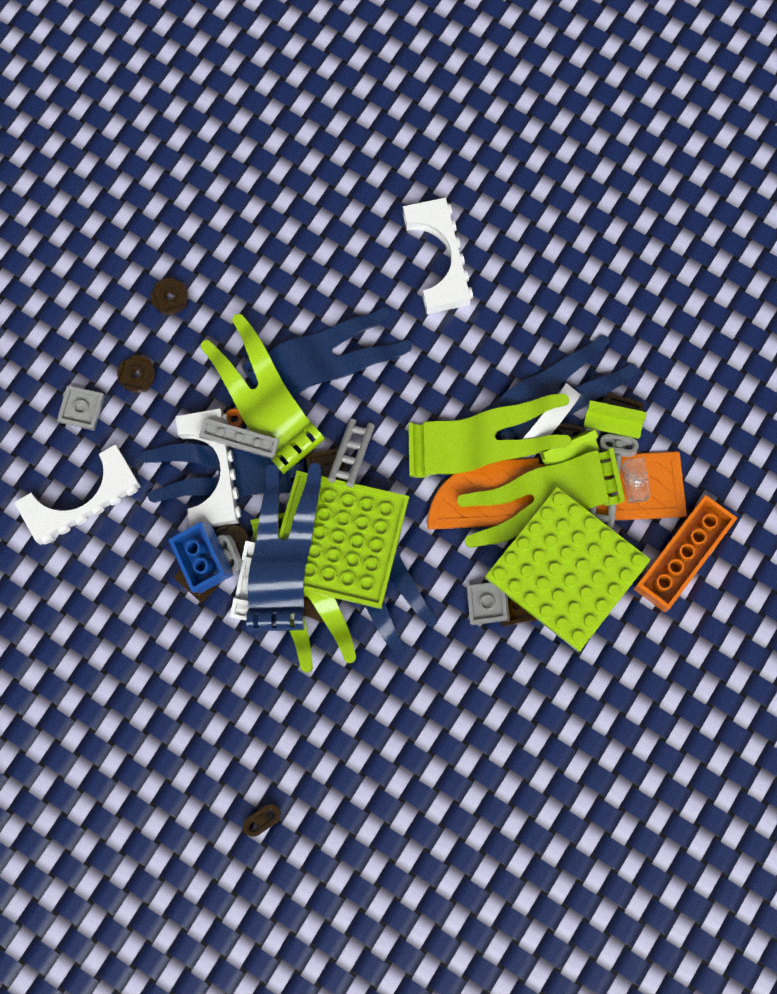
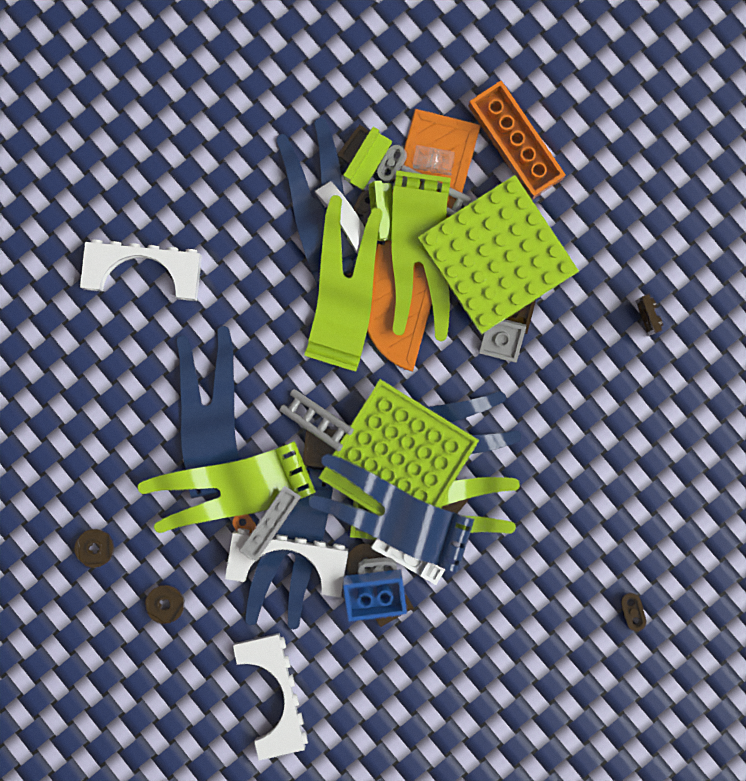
camera: 70 degrees left, 10 degrees up
(80, 408) = (181, 669): light grey plate -> none
(568, 734) = (646, 307): none -> dark brown plate

